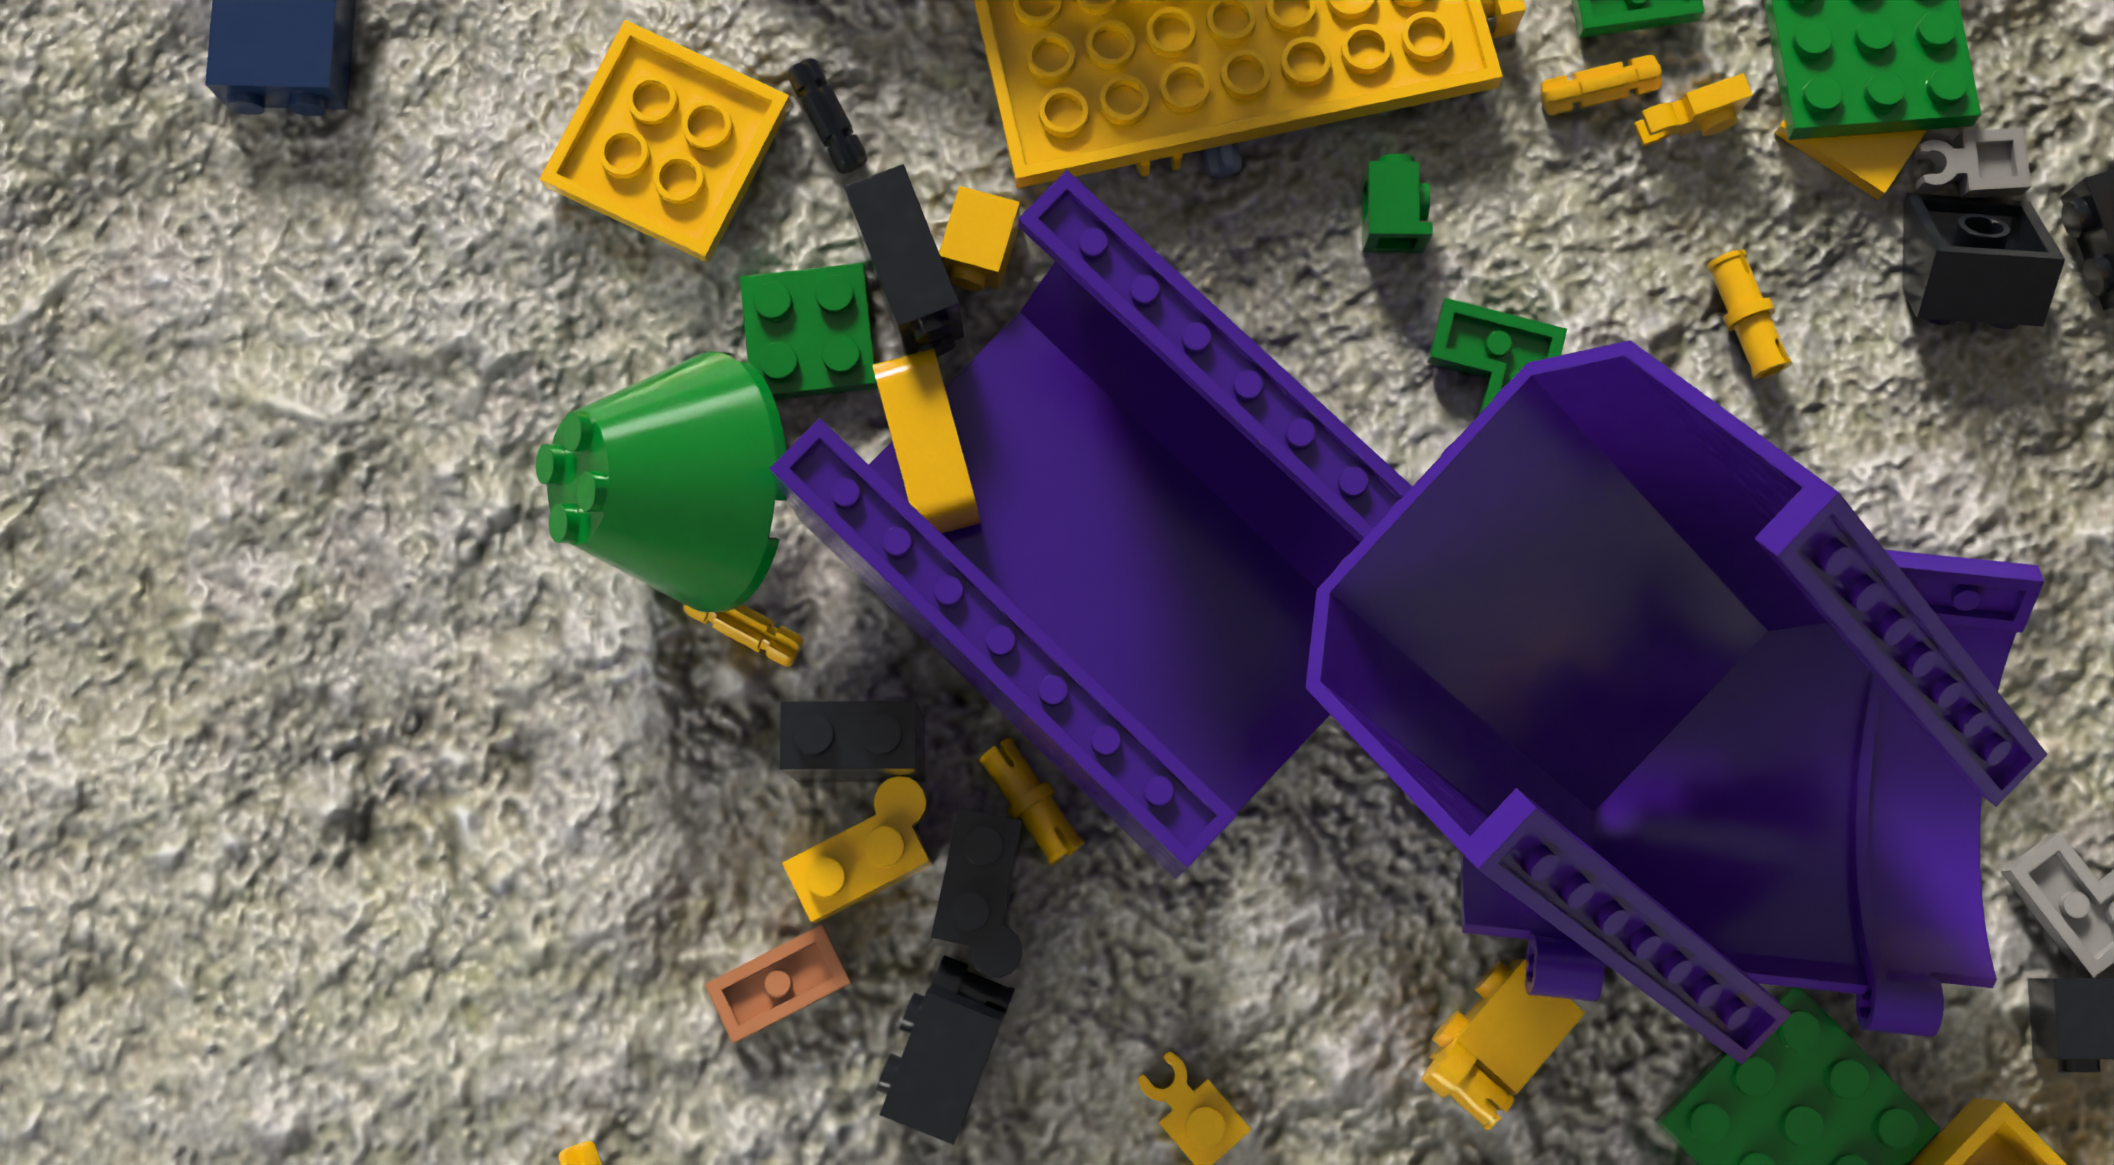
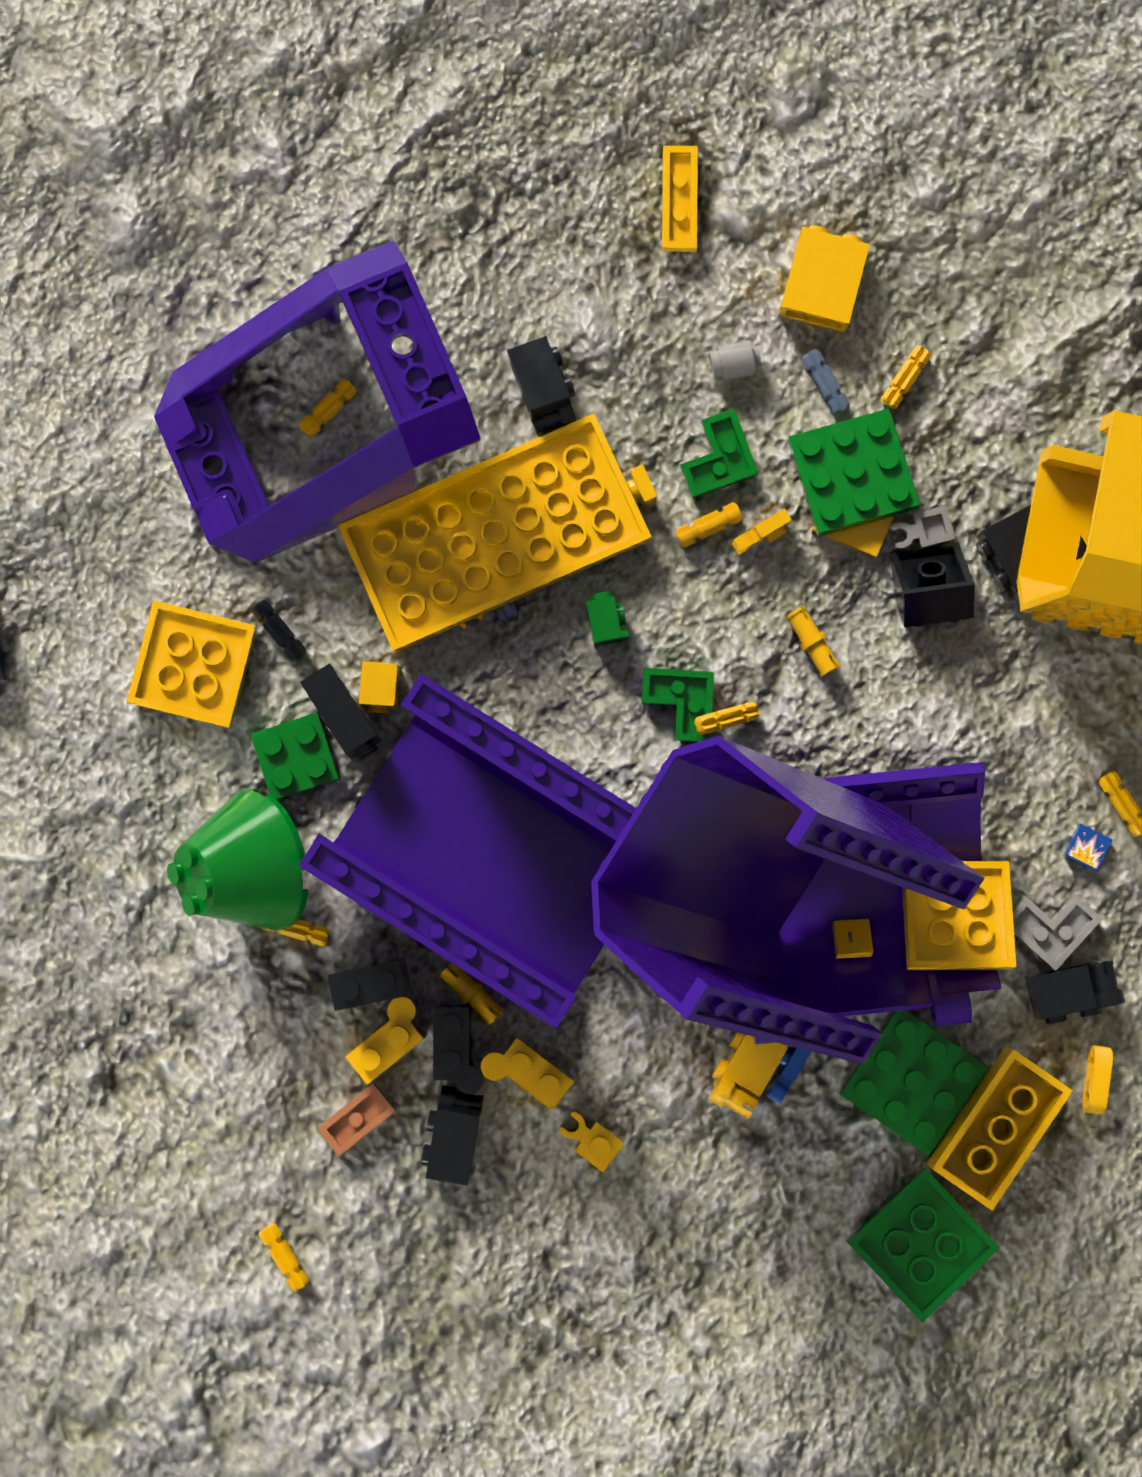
camera: 15 degrees left, 5 degrees up
(926, 440) = (374, 810): yellow beam -> none
(1106, 959) = (528, 1070): none -> yellow hinge
(1573, 1060) = (790, 1067): none -> blue plate
(1733, 843) = (852, 938): none -> yellow tile
(1928, 849) = (960, 939): none -> yellow plate

